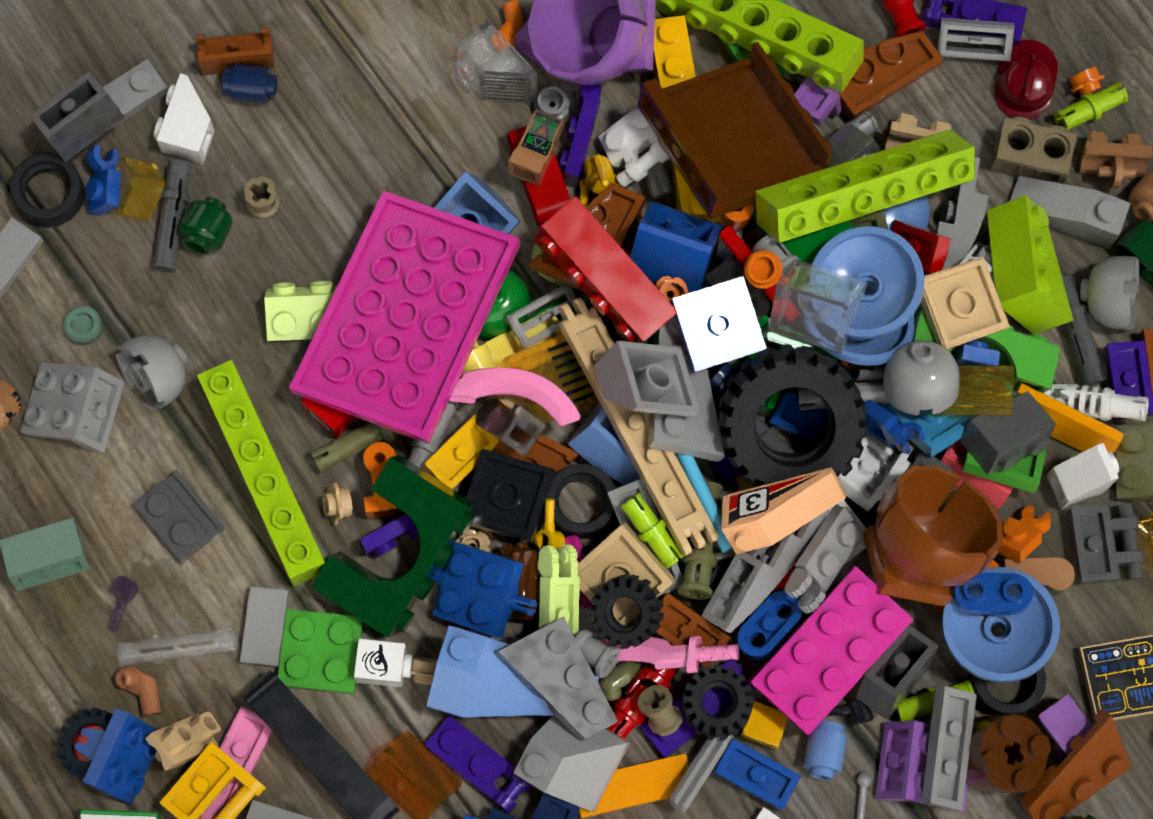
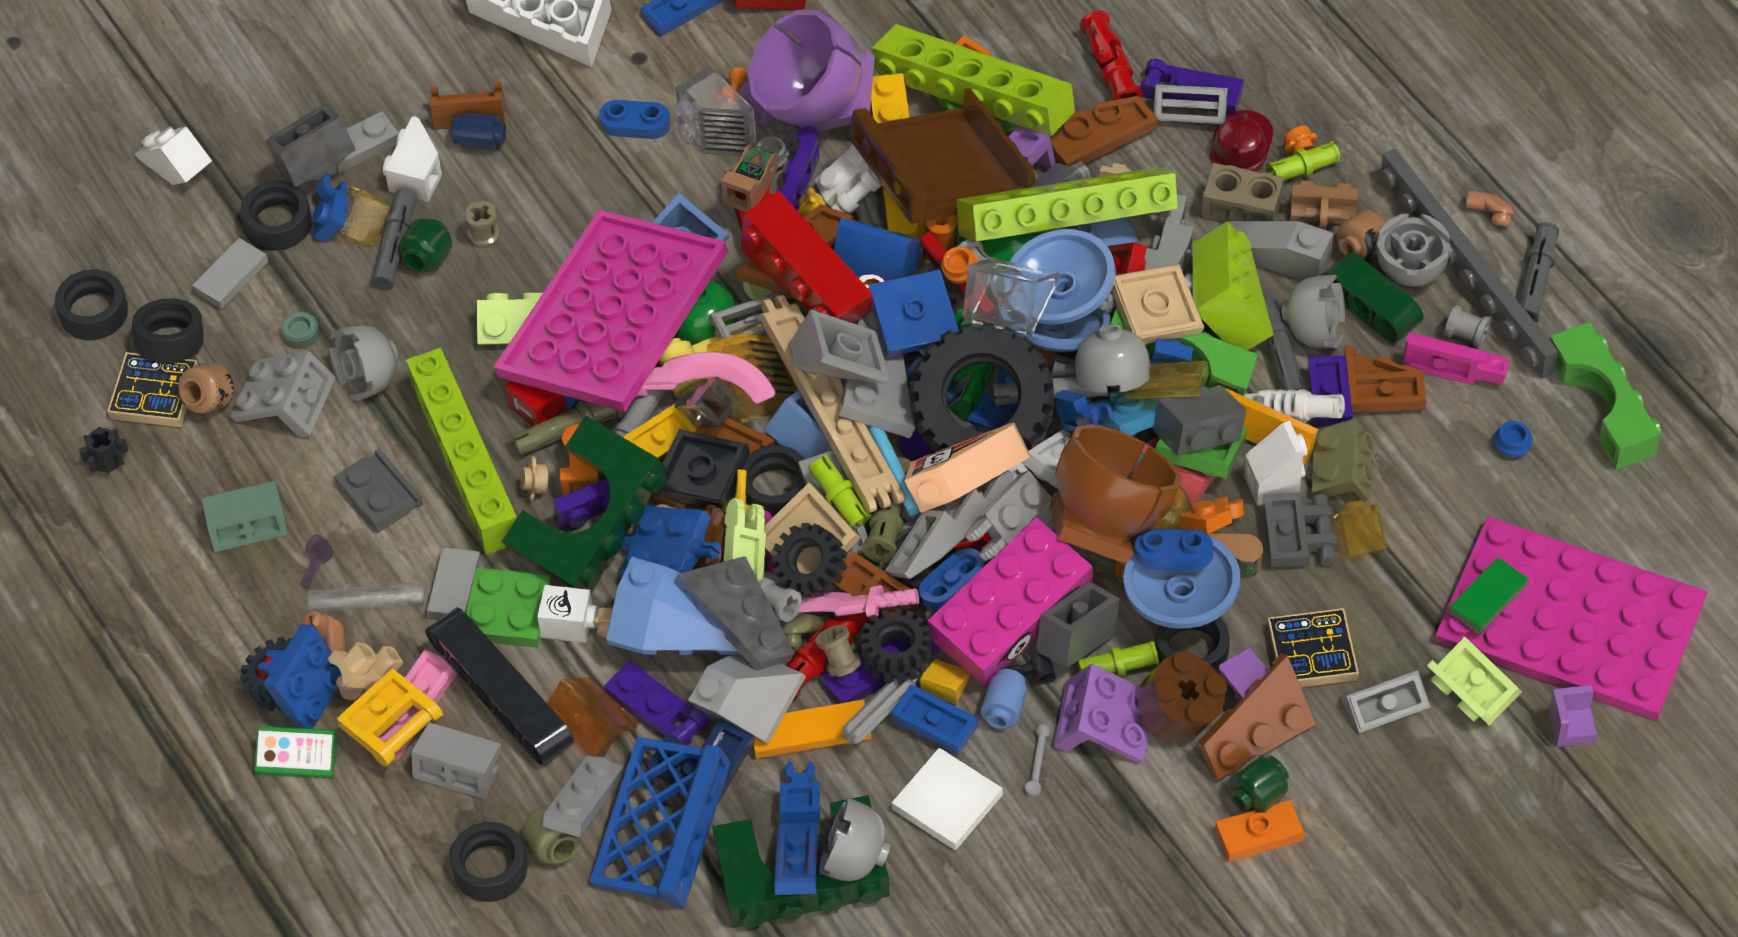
camera: 10 degrees right, 20 degrees down
(408, 65) = (634, 120): none -> blue plate
(948, 748) = (1123, 685): light grey plate -> none

